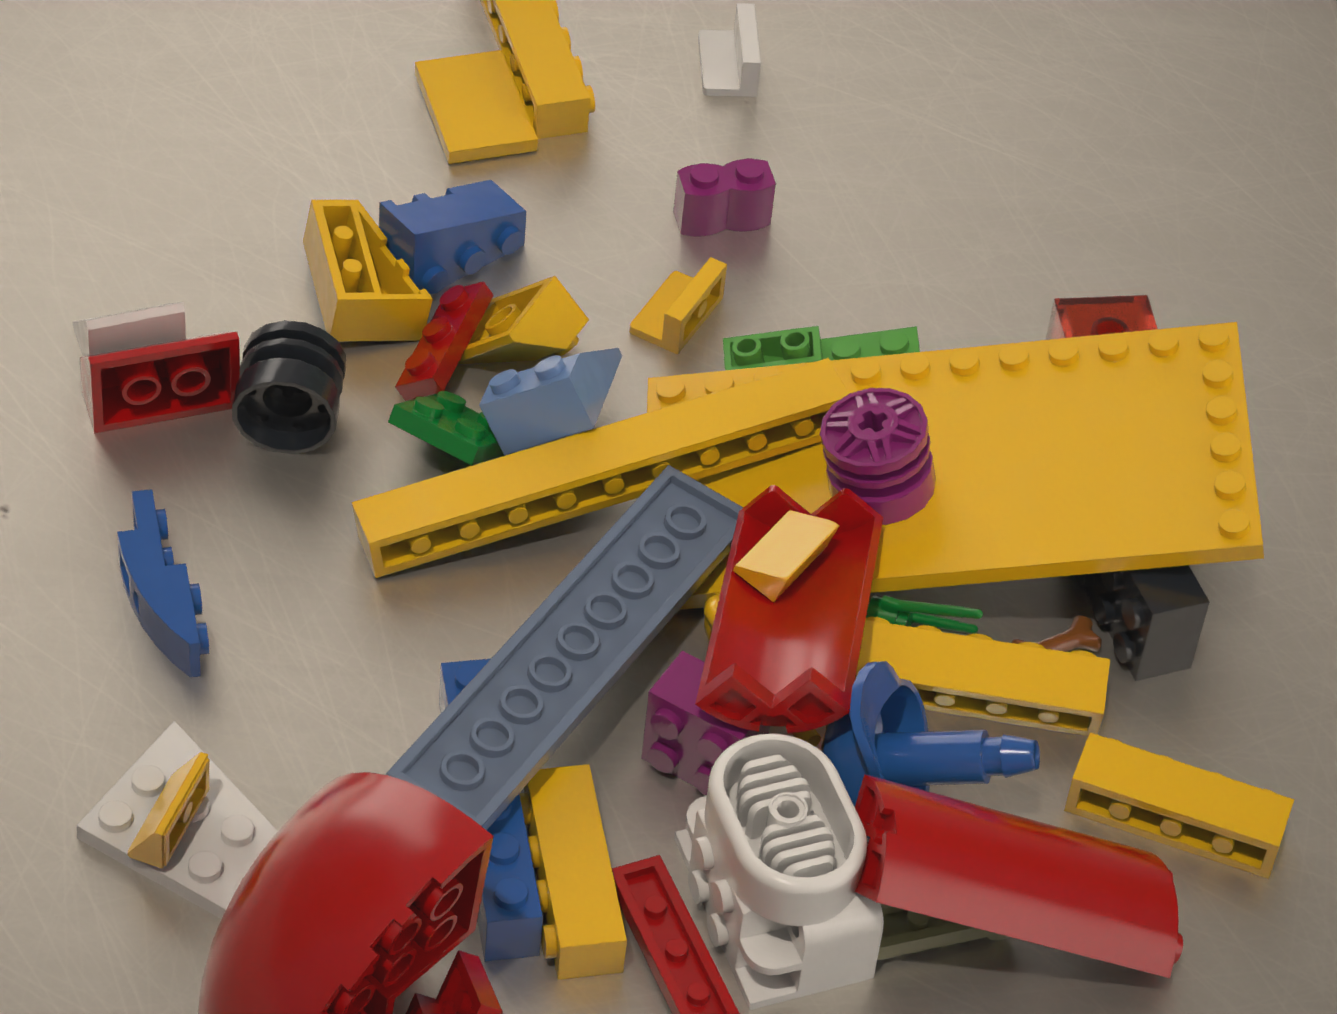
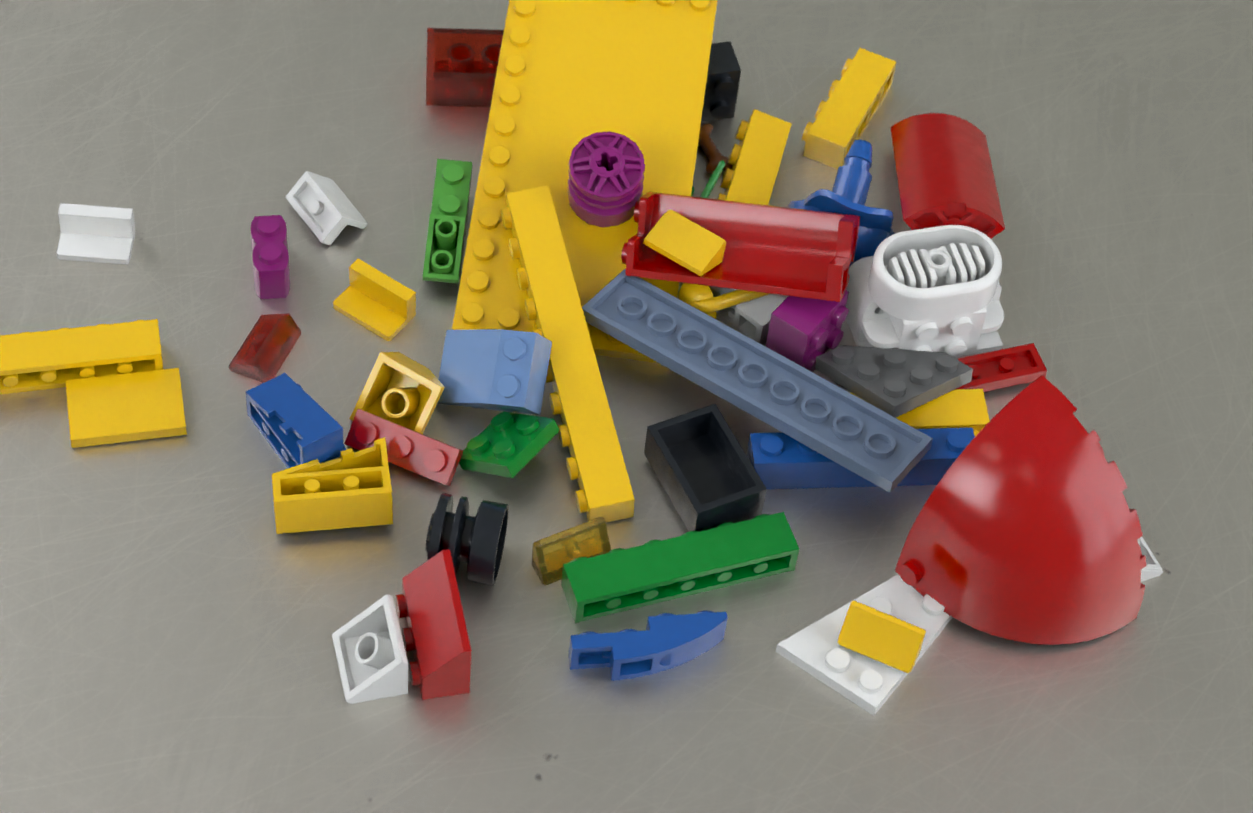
camera: 85 degrees left, 5 degrees up
(288, 616) = (679, 566): none -> green brick
(302, 508) = (579, 541): none -> clear yellow slope
(427, 617) = (704, 469): none -> black piece
(590, 218) = (266, 347): none -> clear red slope
(628, 830) = (893, 377): none -> dark grey plate
(833, 251) = (323, 207): none -> white panel

